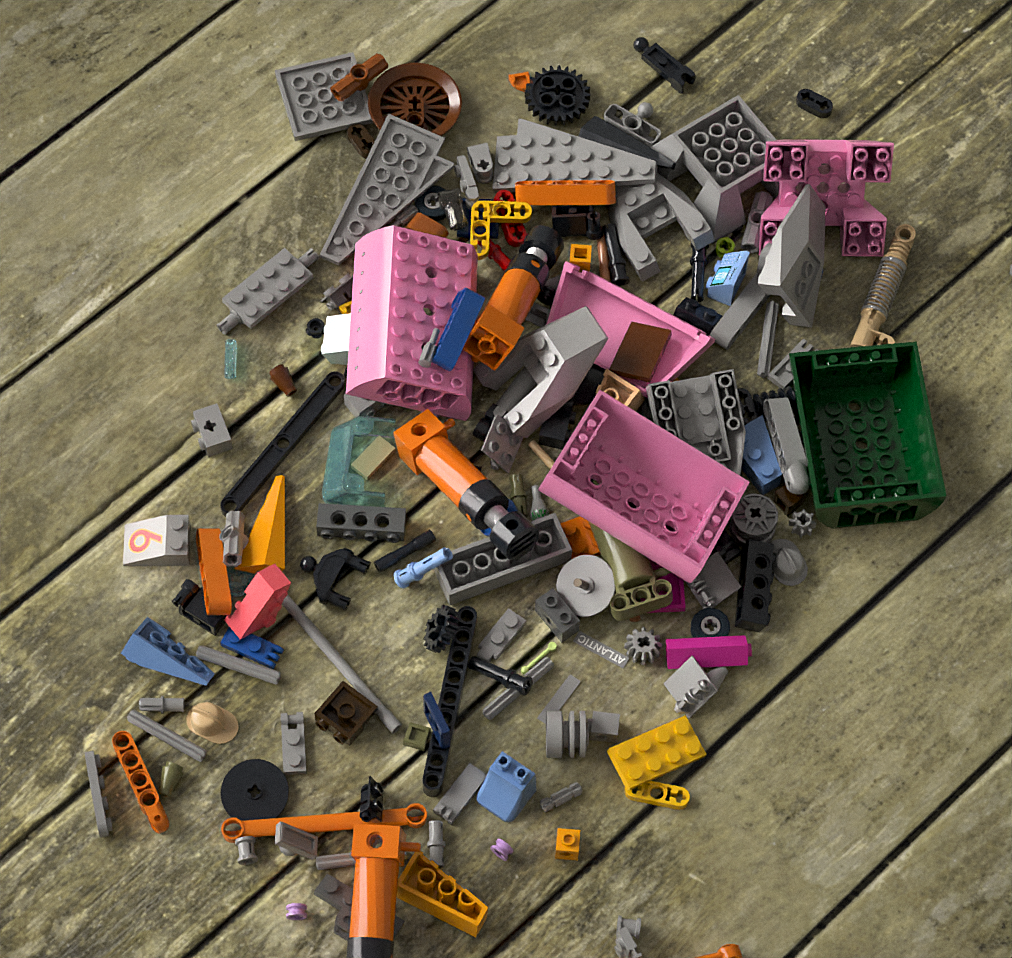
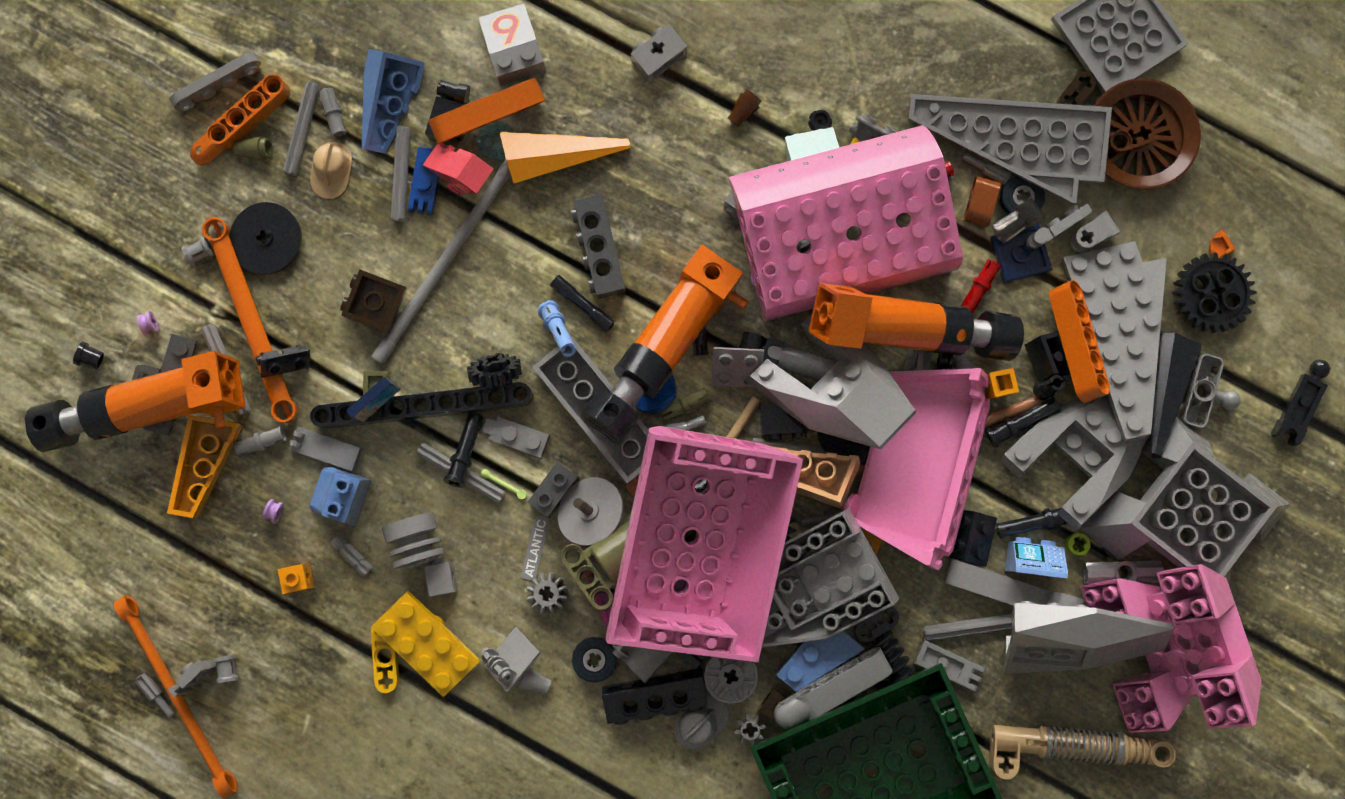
camera: 80 degrees right, 20 degrees up
(230, 358) = (753, 43): clear light blue axle -> none
(233, 538) = (532, 118): light grey piece -> none
(267, 289) = (850, 52): light grey plate -> none
(293, 432) = (652, 128): black beam -> none
(293, 744) = (330, 259): light grey plate -> none
(295, 841) = (217, 297): light grey tile -> none
(329, 571) = (529, 231): black connector -> none
(345, 487) = (635, 204): clear light blue windscreen -> none
(351, 84) = (1167, 67): dark orange piece -> none
(373, 457) = (682, 233): tan tile -> none
(429, 350) = (797, 249): light grey axle -> none
(464, 314) = (834, 273): blue beam -> none
(490, 215) = (1021, 265): yellow beam -> none
(508, 228) = (1049, 283): red beam -> none
(560, 697) = (464, 519): light grey sticker -> none
(640, 351) = (897, 488): reddish brown tile -> none
(708, 651) = (559, 666): dark pink brick -> none
(814, 103) = (1312, 596): black beam -> none

